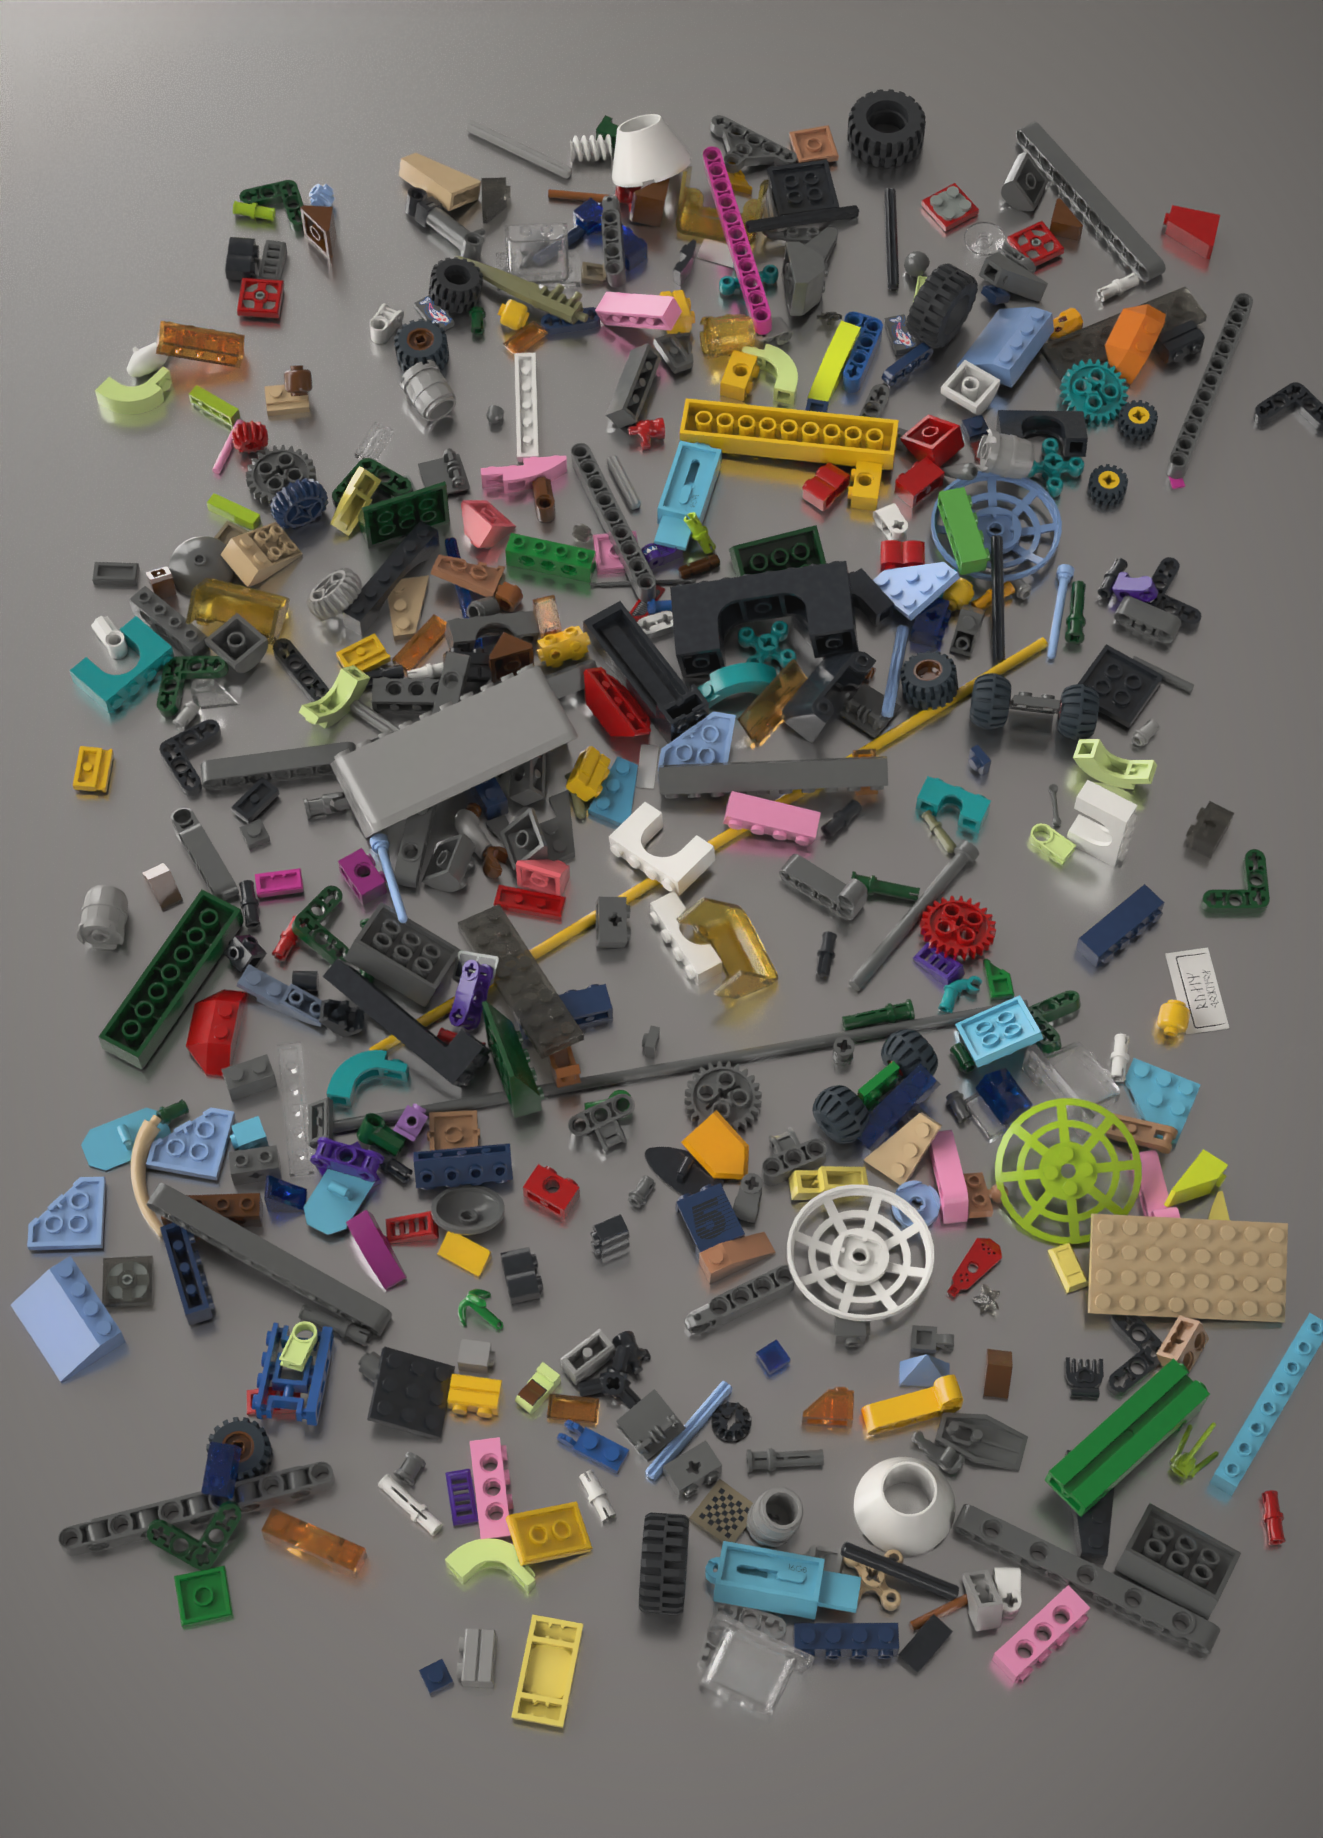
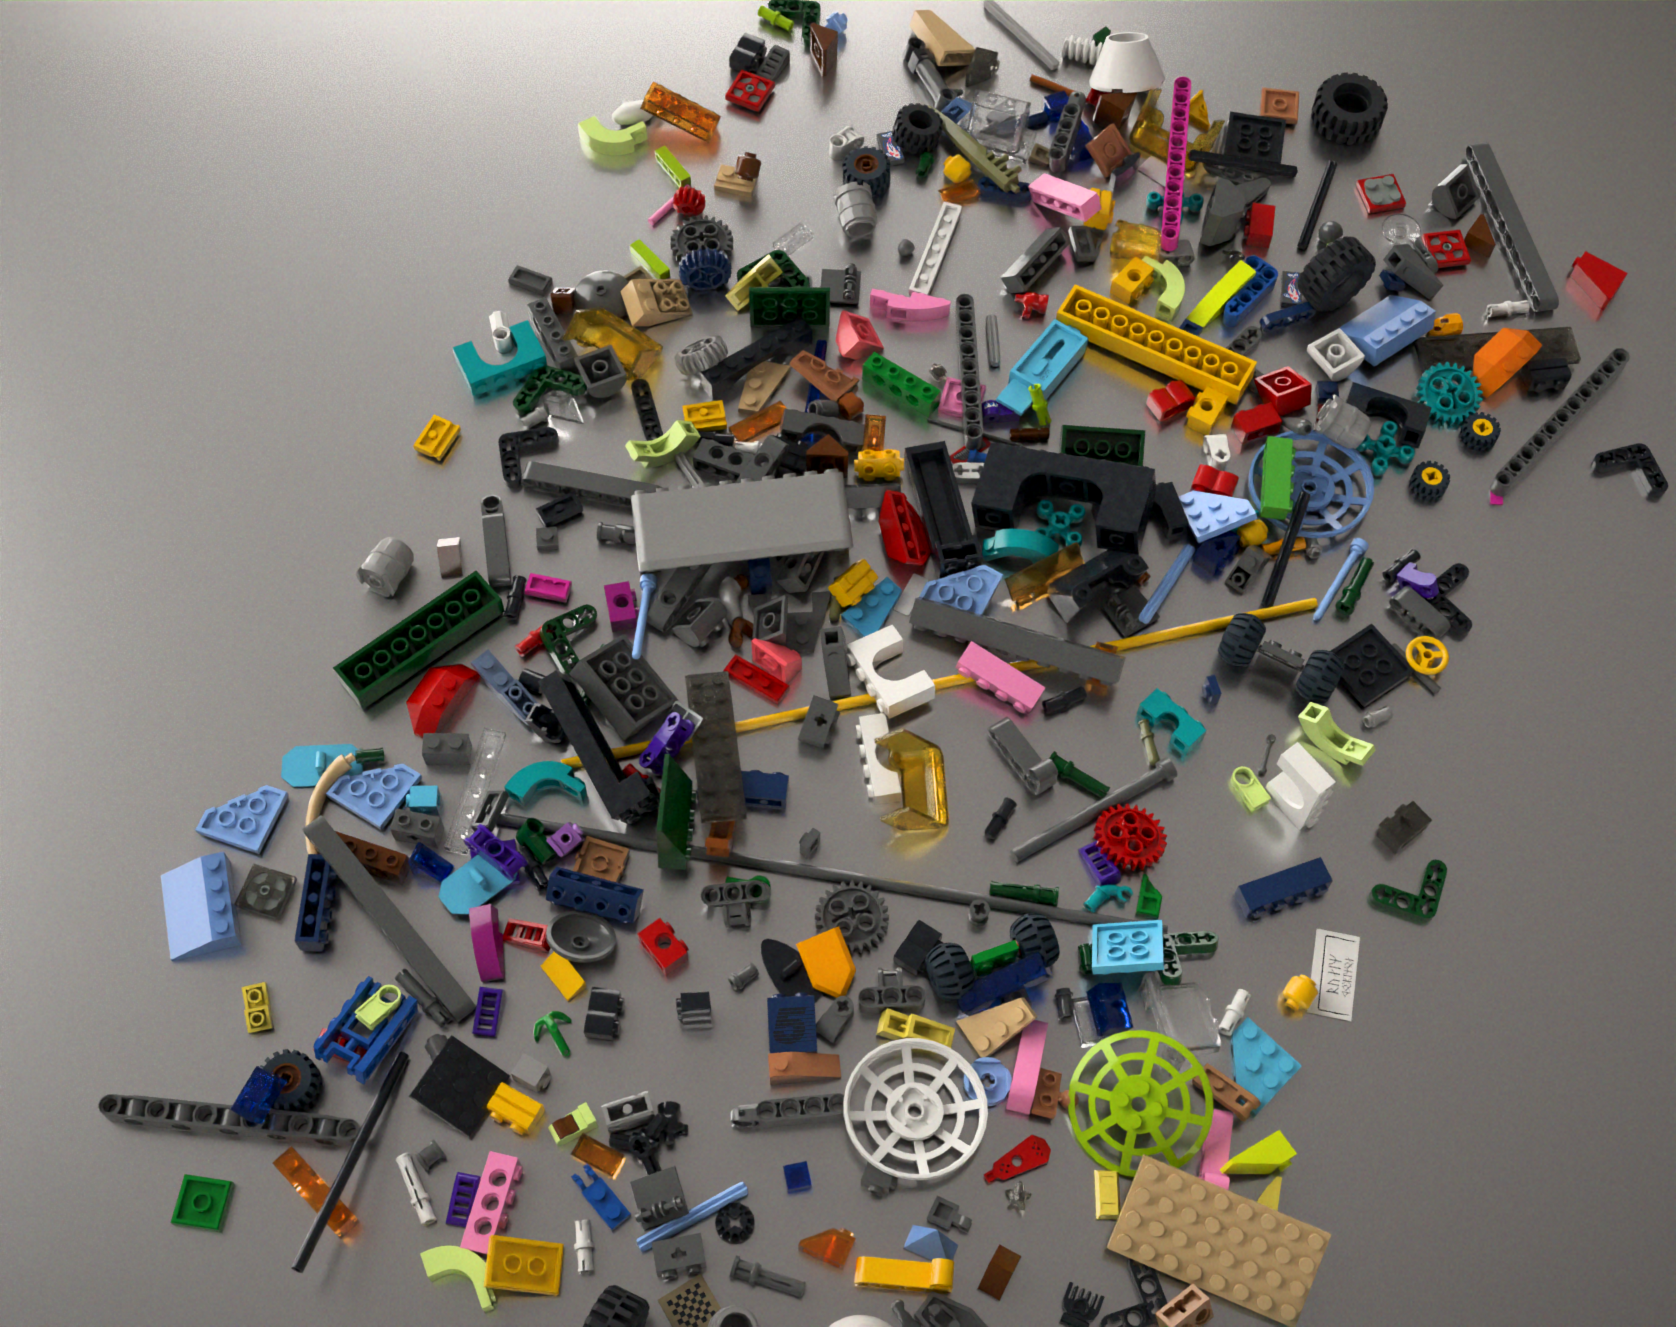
camera: 20 degrees right, 0 degrees up
(171, 1394) = (257, 1007): none -> light yellow slope
(194, 1545) = (213, 1154): dark green beam -> none
(244, 951) = (492, 637): black brick -> none
(339, 1500) = (349, 1163): none -> black piece
(399, 1295) = (499, 993): none -> dark purple slope
(490, 252) = (957, 109): none -> medium blue slope
(544, 499) = (917, 333): reddish brown piece -> none
(603, 857) = (835, 661): none -> dark grey slope
(661, 247) = (1108, 149): none -> nougat plate
(756, 153) = (1225, 97): dark grey beam -> none
(798, 1104) = (916, 946): none -> black brick
(844, 278) = (1260, 225): none -> red brick
(929, 680) = (1193, 602): black wheel -> none
(1169, 659) = (1423, 664): none -> yellow piece

